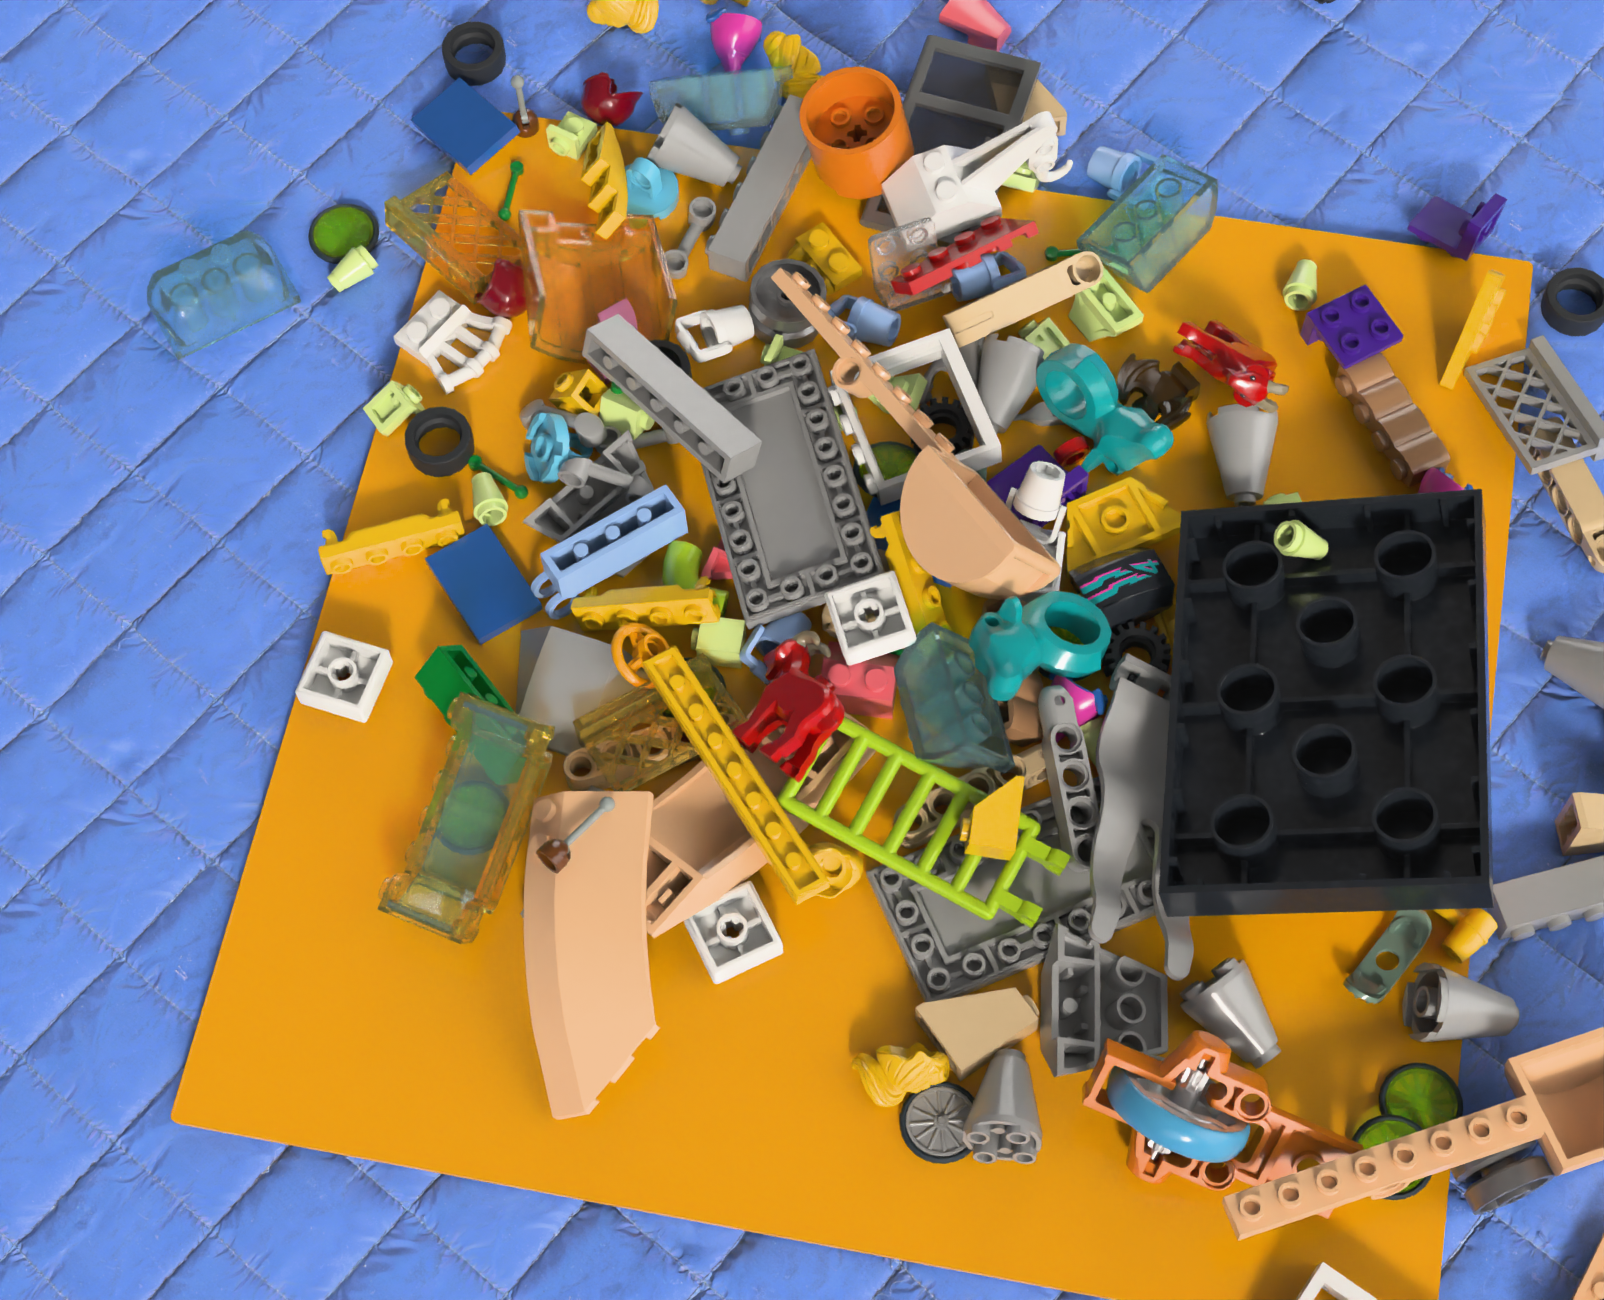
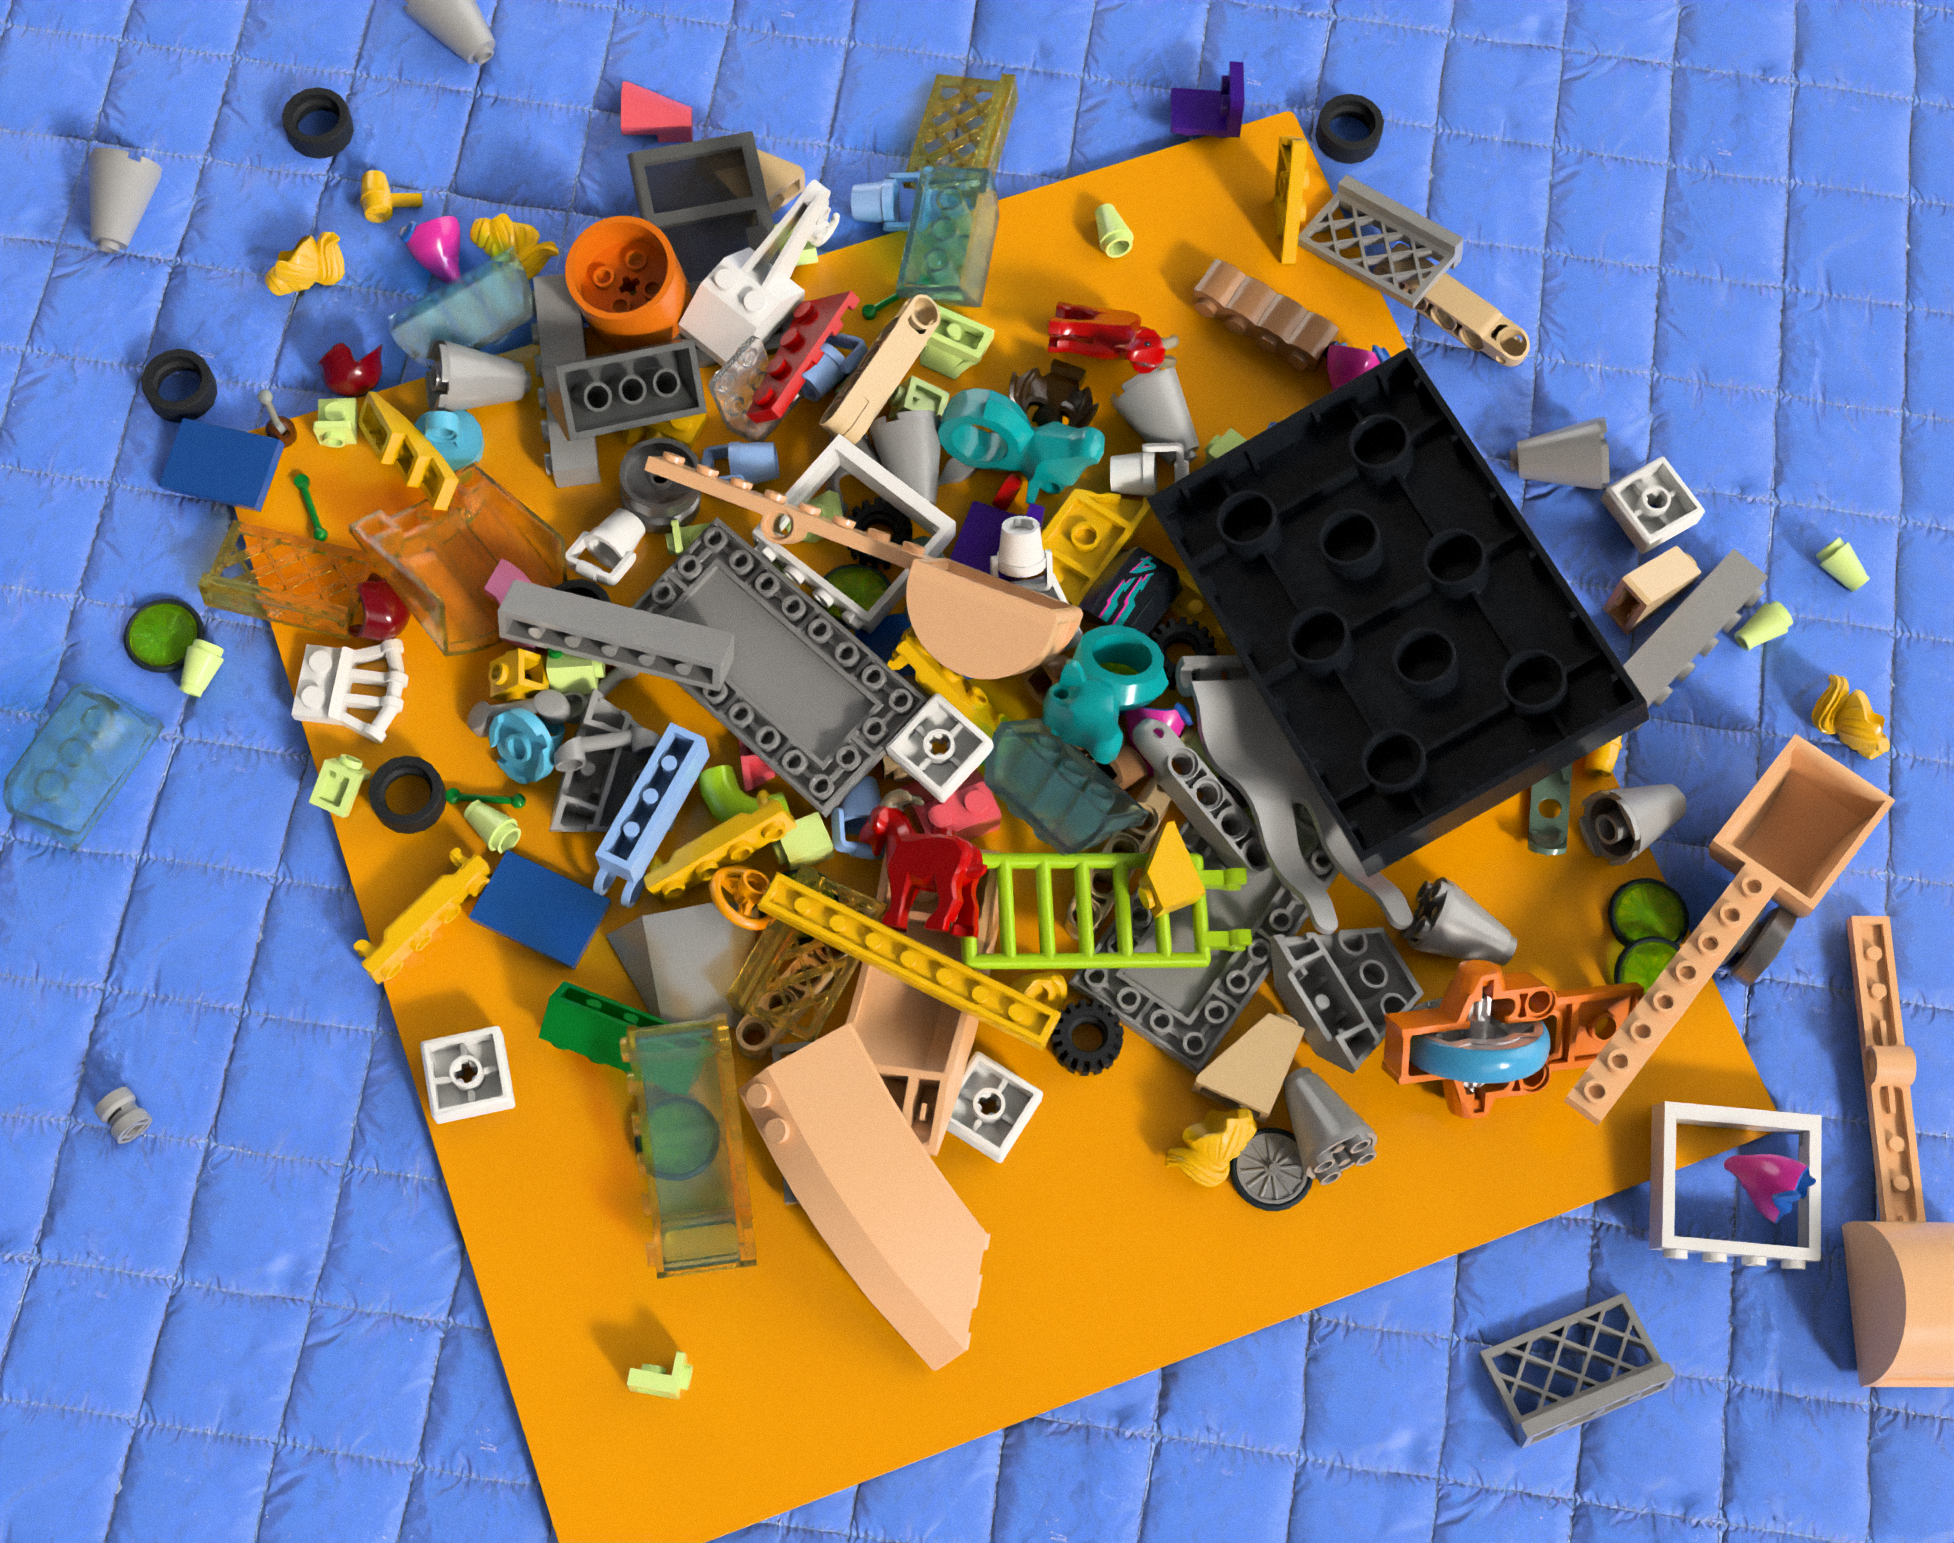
camera: 40 degrees left, 5 degrees up
(81, 569) = (123, 1115): none -> light grey wheel
(336, 996) = (654, 1381): none -> yellowish green bracket
(556, 852) = (803, 1130): hinge -> none
(700, 218) = (518, 442): light grey bar -> none
(803, 213) = (625, 388): none -> dark grey slope
(852, 902) = (1081, 1060): none -> black tyre
(1199, 490) = (1138, 471): none -> white piece
(1242, 163) = (991, 134): none -> clear yellow fence
(1298, 540) = (1273, 474): yellowish green cone -> none
(1351, 327) = (1184, 249): dark purple bracket -> none

